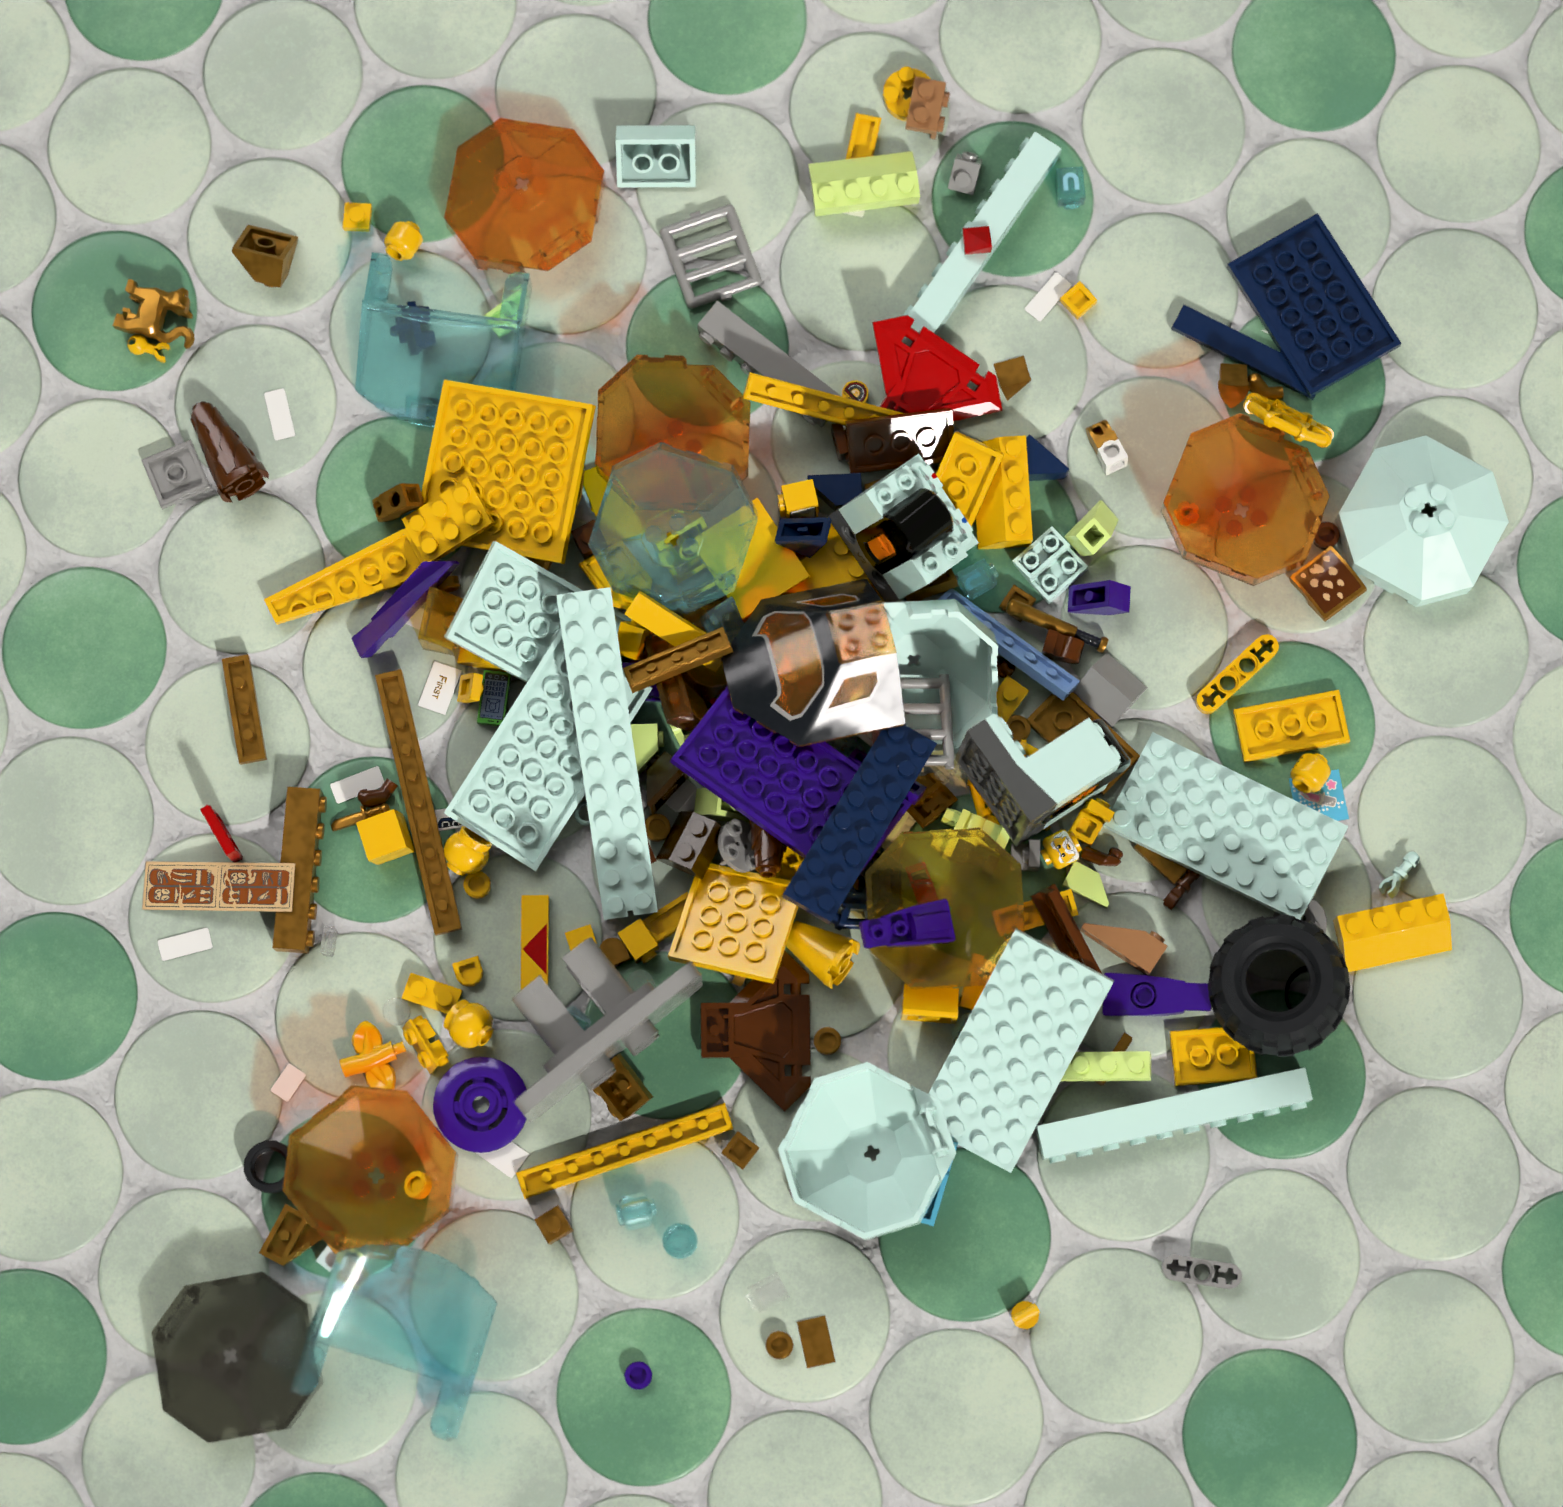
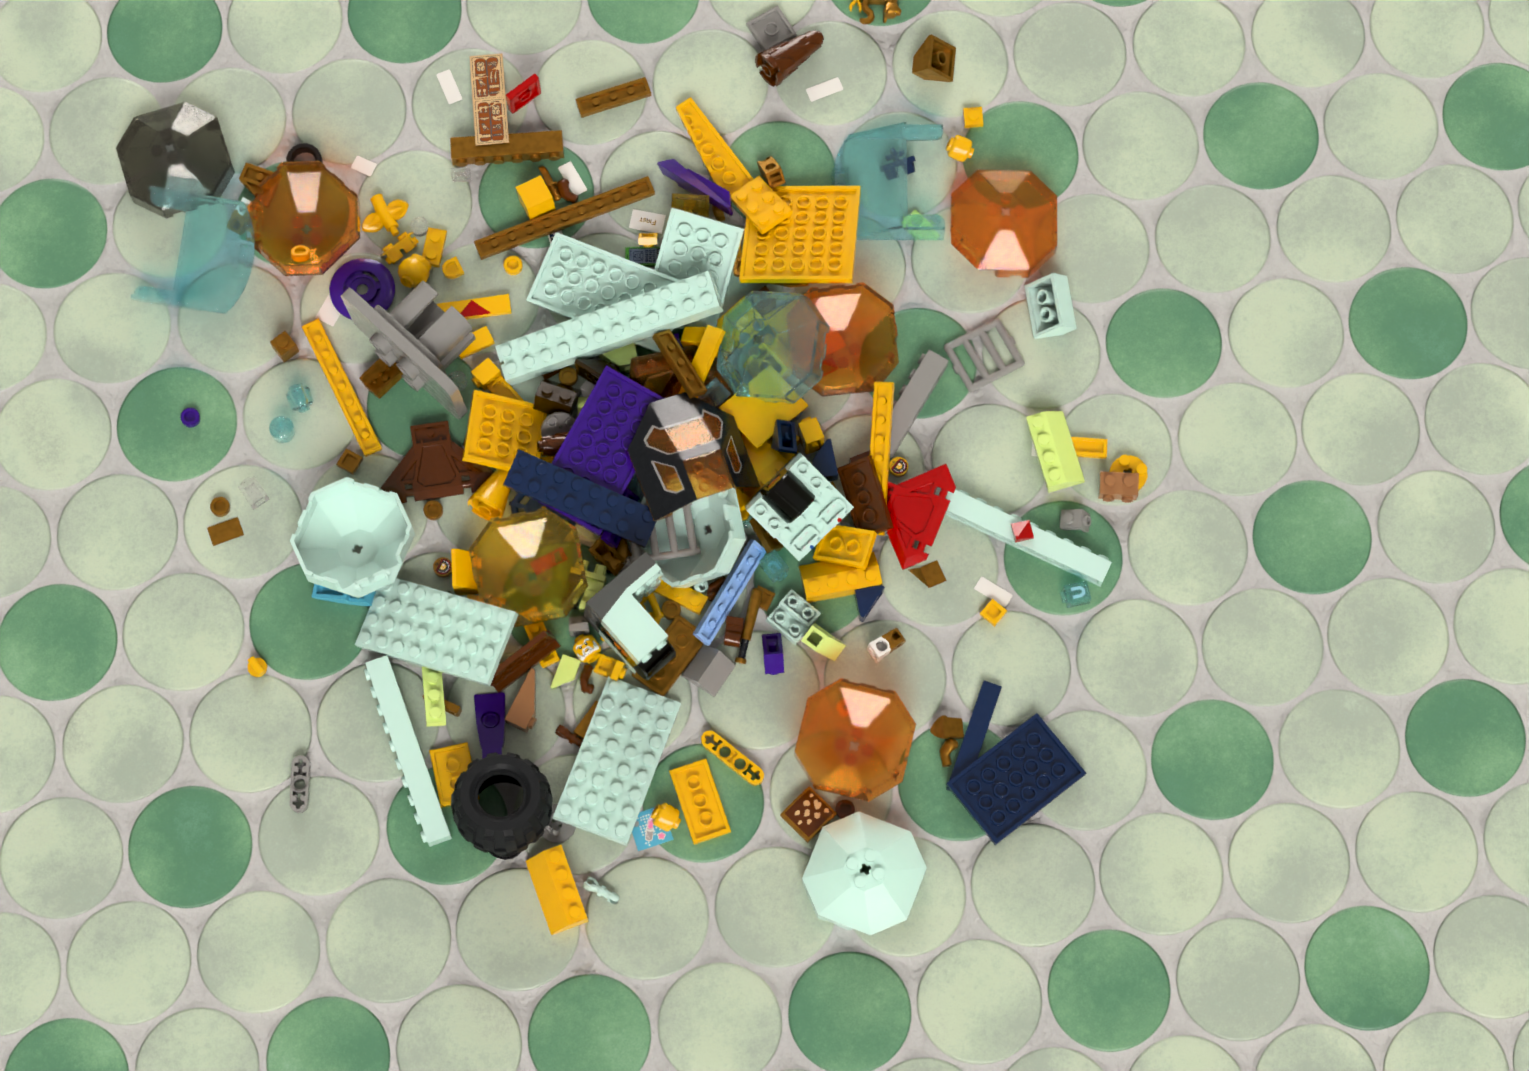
camera: 80 degrees right, 5 degrees down
(466, 852) = (532, 252): yellow piece -> none
(615, 951) = (475, 358): pearl gold tile -> none
(910, 926) = (513, 547): dark purple piece -> none
(913, 1036) = (442, 567): none -> tile
(1296, 423) = (920, 764): yellow plate -> none

